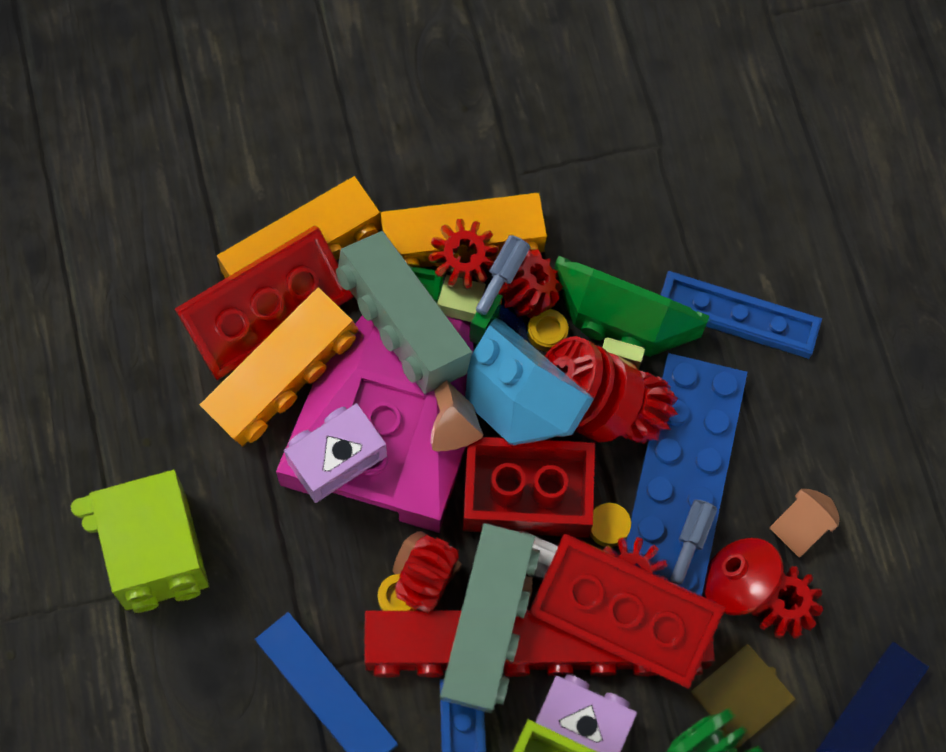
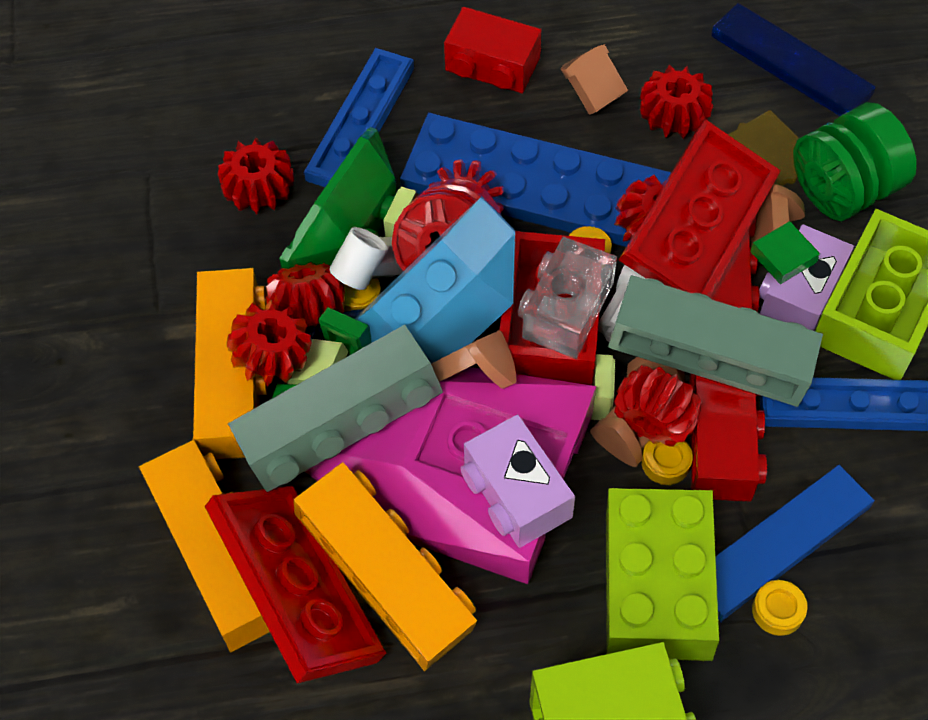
camera: 80 degrees left, 10 degrees down
(266, 688) = (779, 607): none -> yellow tile
(283, 583) = (661, 572): none -> lime brick
(460, 535) = (604, 380): none -> yellowish green tile
(503, 270) = (300, 296): sand blue axle -> none
(531, 507) = (561, 321): none -> clear brick
(557, 319) = (364, 258): none -> white piece
(596, 690) = (785, 252): none -> green tile
(652, 688) = (777, 209): none -> nougat tile
(654, 216) = (256, 175): none -> red gear
(694, 536) = (610, 161): sand blue axle -> none
(744, 575) = (672, 124): red dish -> none
(828, 424) = (492, 49): none -> red brick

